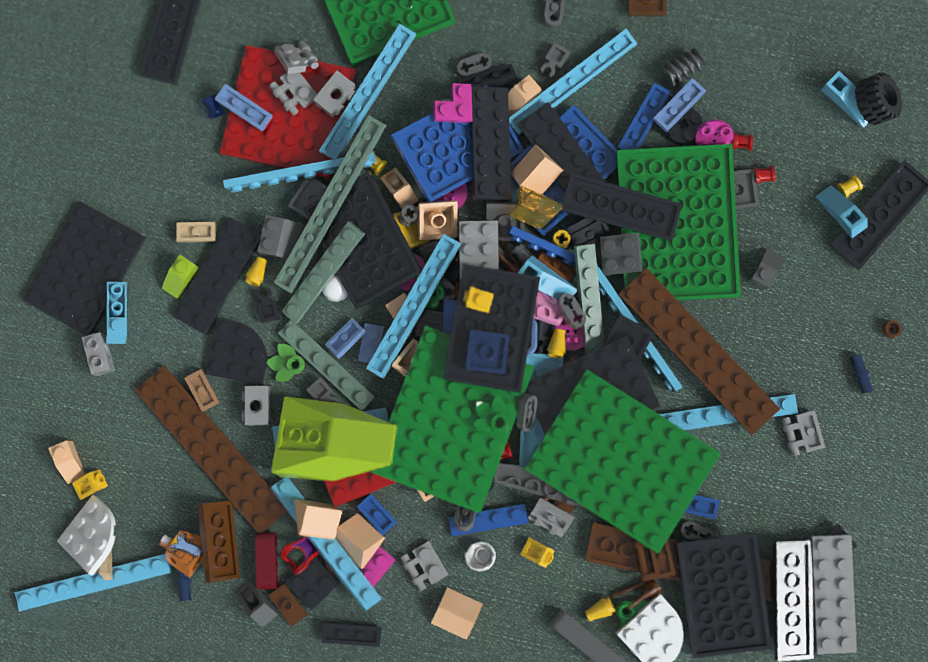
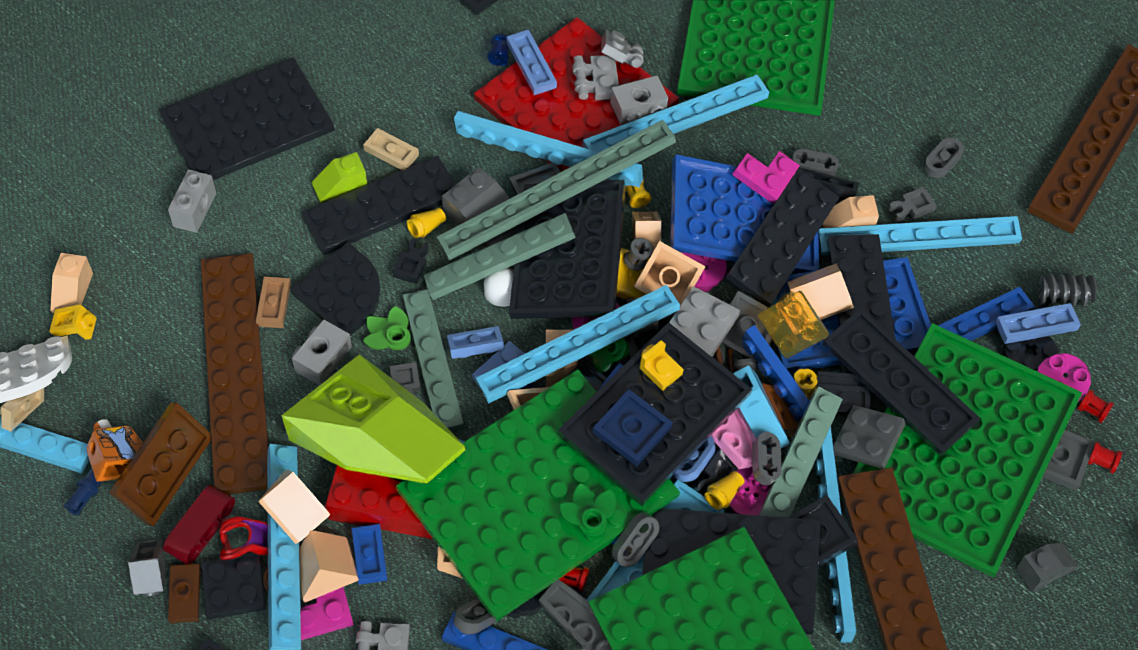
camera: 25 degrees right, 25 degrees down
(116, 313) = (242, 174): medium azure slope -> none

